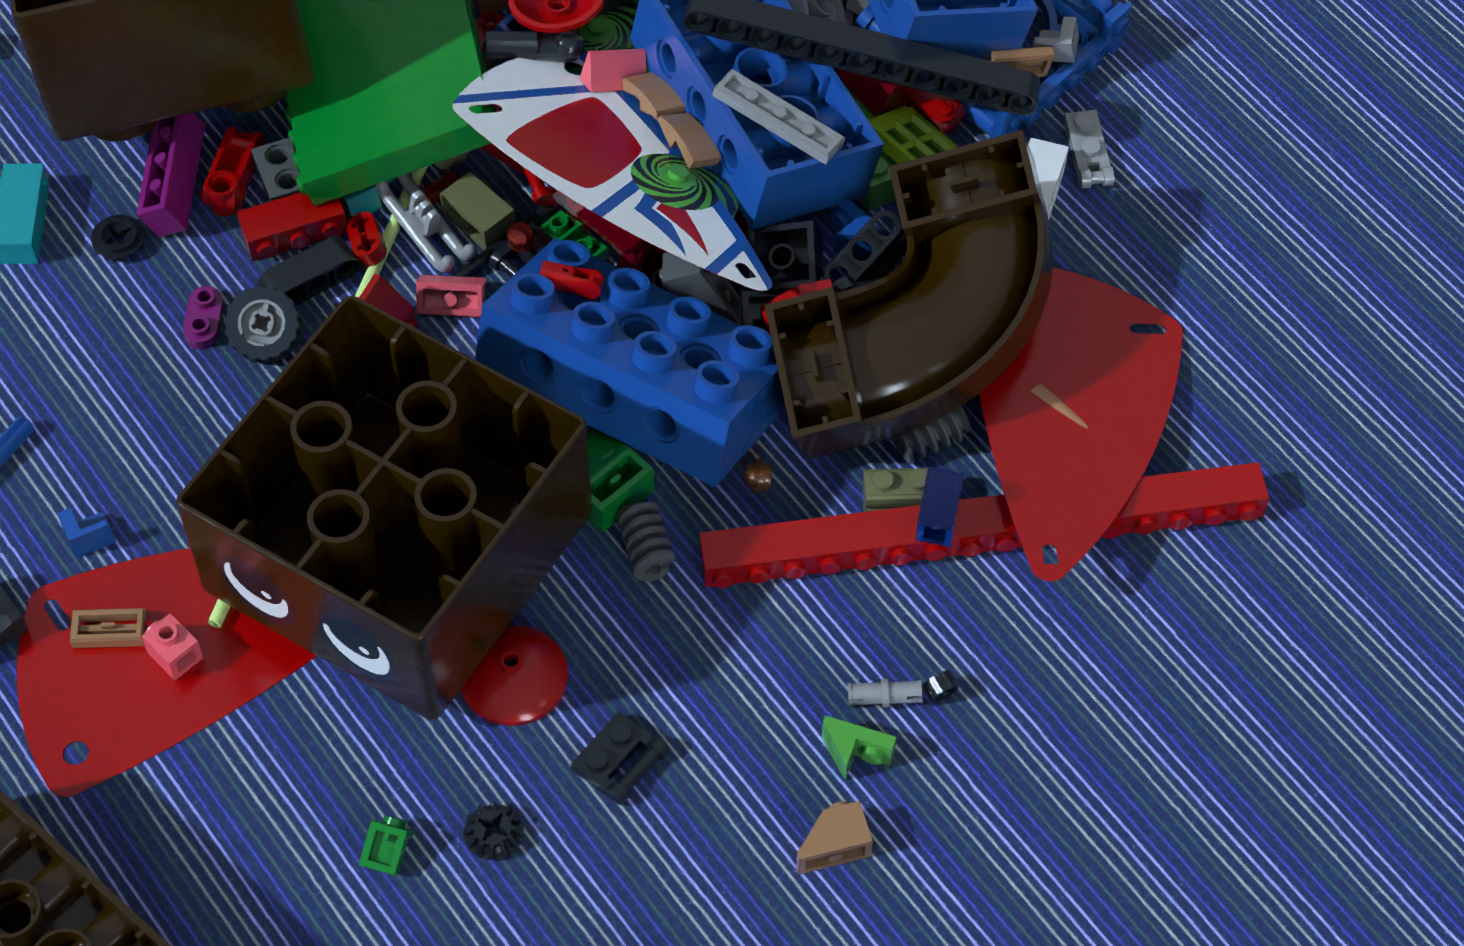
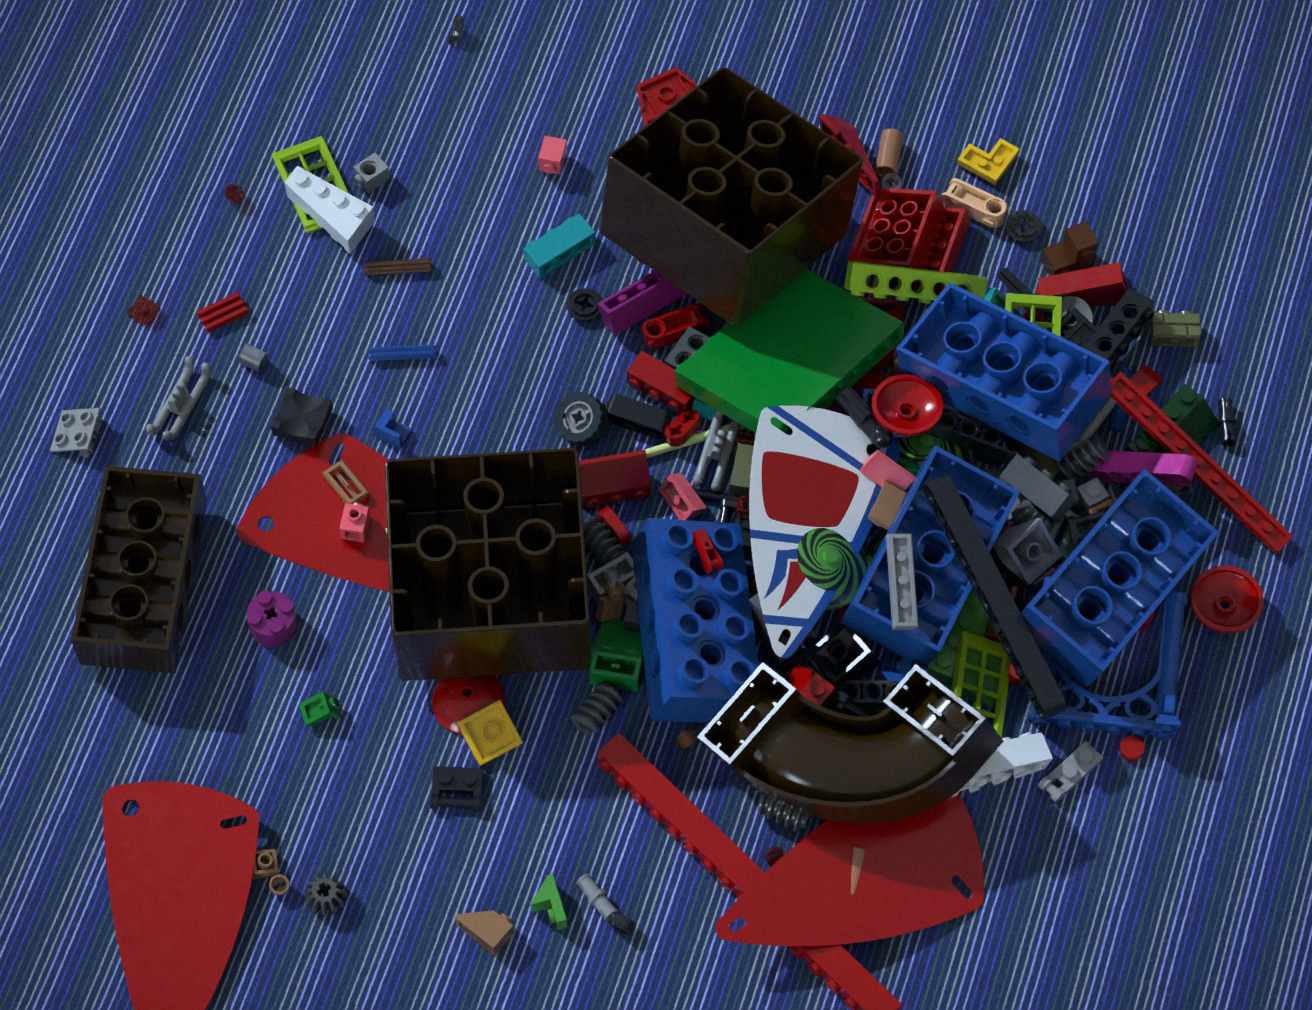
camera: 55 degrees right, 5 degrees up
(203, 314) = (569, 384): magenta plate -> none
(217, 820) = (272, 618): none -> magenta brick
(497, 845) = (376, 761): black gear -> none
(579, 674) = (489, 732): none -> yellow plate
(692, 139) = (865, 546): medium nougat slope -> none
(892, 488) = (731, 820): olive brick -> none
(939, 506) = (722, 845): clear blue slope -> none
(981, 482) = (773, 850): none -> clear red hinge
(1031, 59) = (1086, 690): medium nougat tile -> none
(1063, 42) = (1124, 702): light grey panel -> none
(1103, 81) = (1131, 748): none -> red tile

